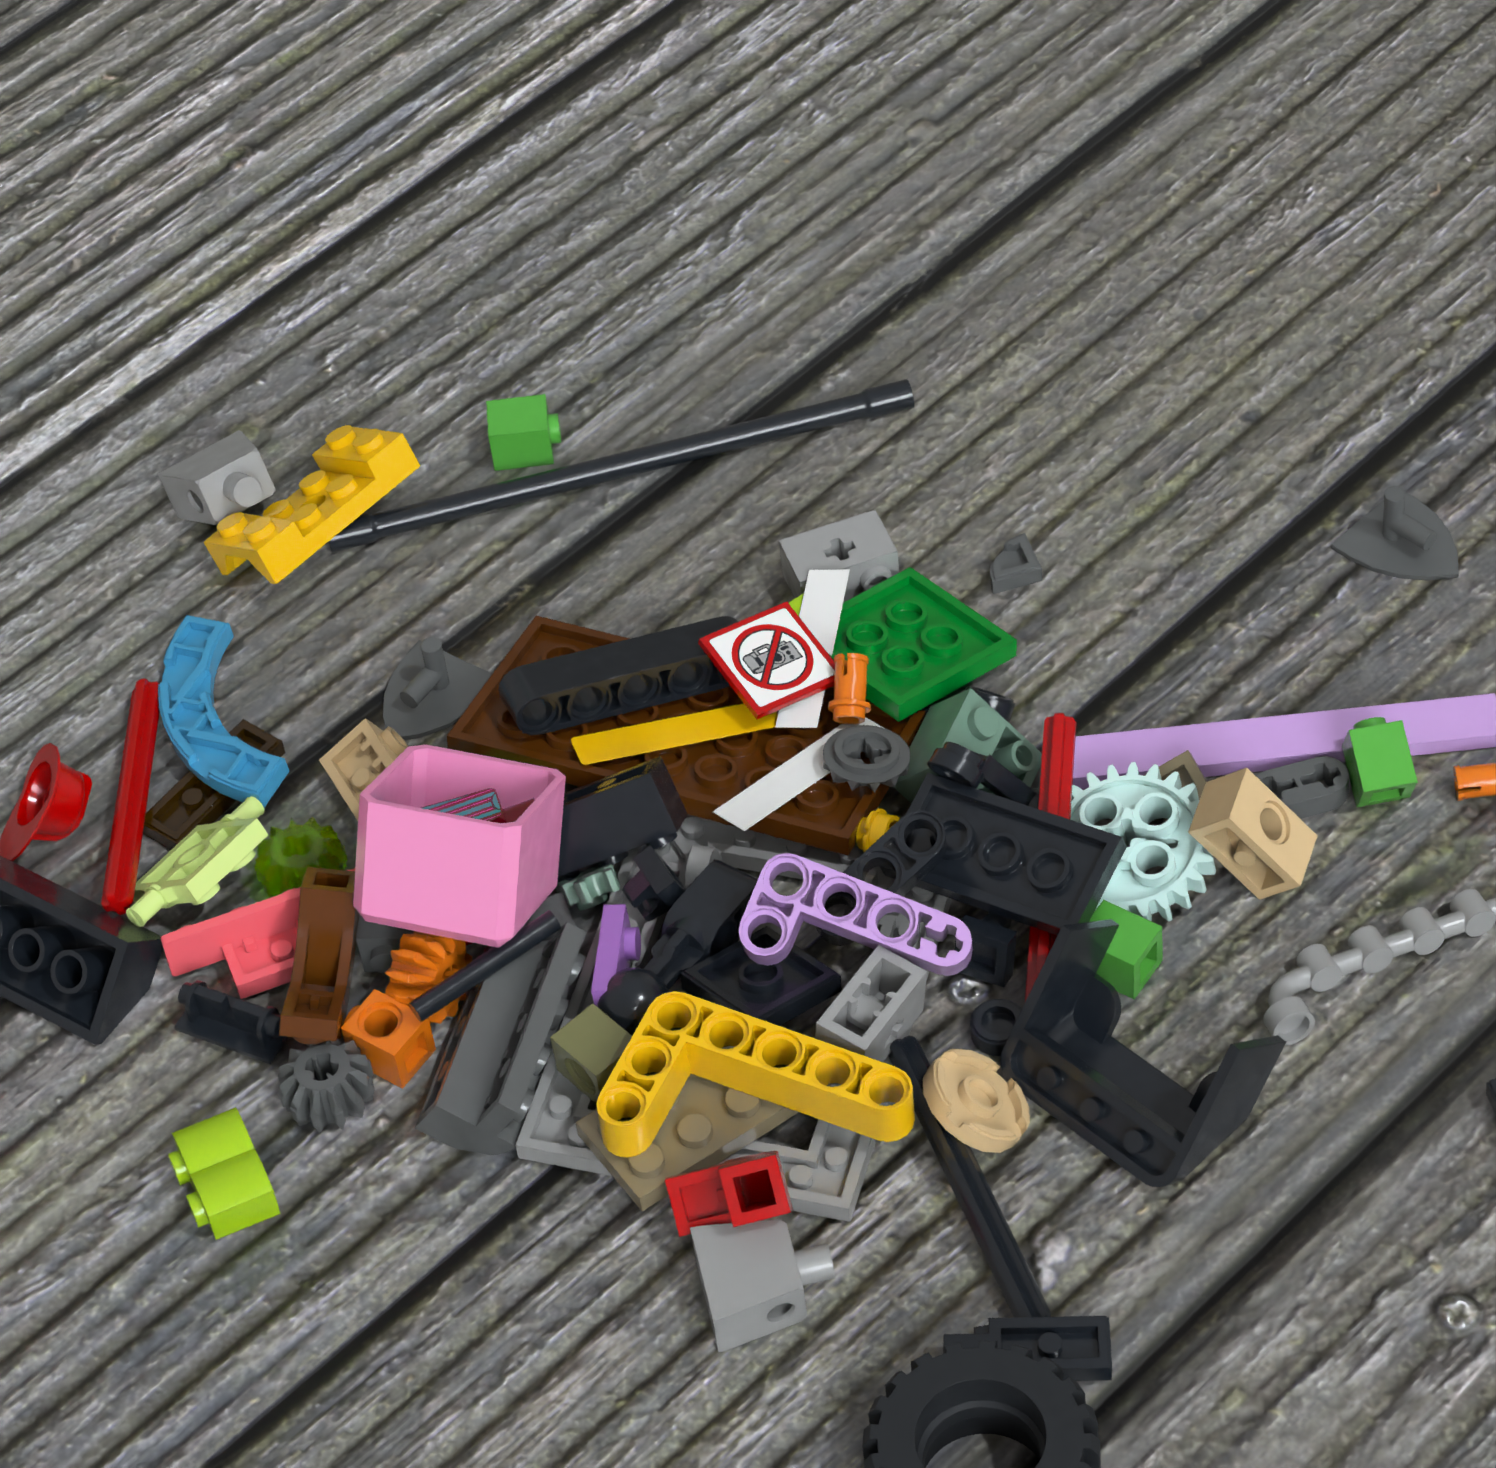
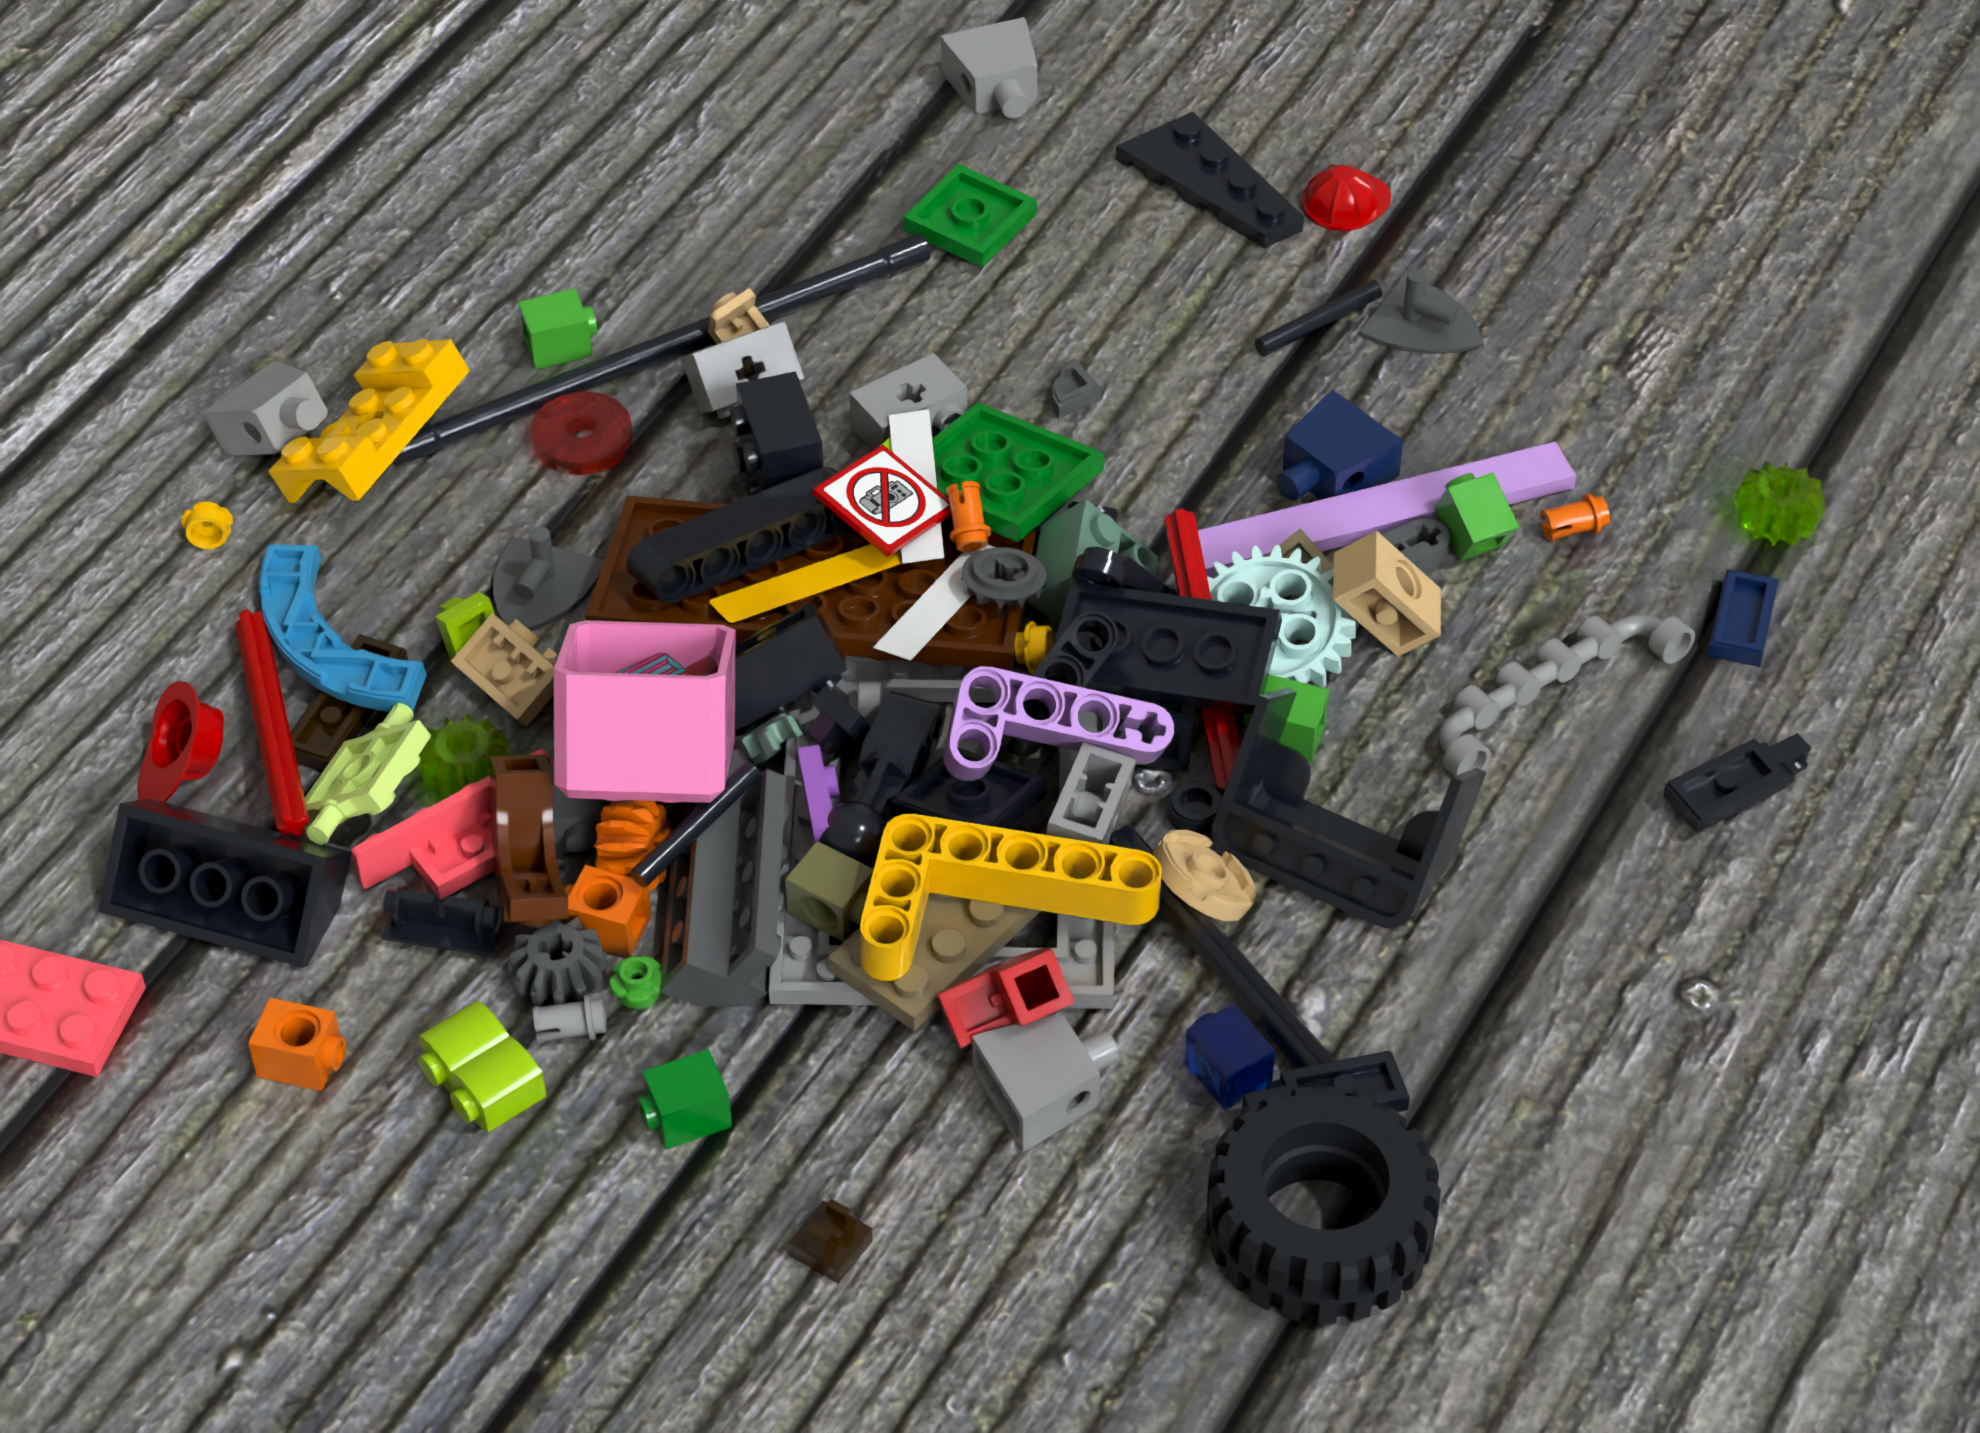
camera: 20 degrees left, 0 degrees up
(61, 1121) = (296, 1044): none -> orange brick
(135, 587) = (207, 525): none -> yellow plate
(323, 1141) = (570, 1020): none -> light grey pin
(338, 719) = (461, 619): none -> lime tile
(401, 1124) = (636, 992): none -> bright green plate
(403, 1241) = (685, 1099): none -> green brick
(502, 1409) = (831, 1240): none -> dark brown tile
(516, 521) = (577, 412): none -> clear red tile
(690, 571) = (774, 432): none -> black brick
(699, 461) = (734, 317): none -> tan bracket
(709, 481) = (714, 368): none -> brick
(944, 1291) = (1229, 1055): none -> clear blue brick
(966, 366) = (970, 215): none -> green plate
(1038, 209) = (992, 66): none -> light grey torso
(1230, 355) = (1213, 177): none -> black wing
(1259, 672) = (1337, 452): none -> dark blue torso
(1291, 523) = (1318, 318): none -> black bar
(1362, 397) = (1345, 198): none -> red piece

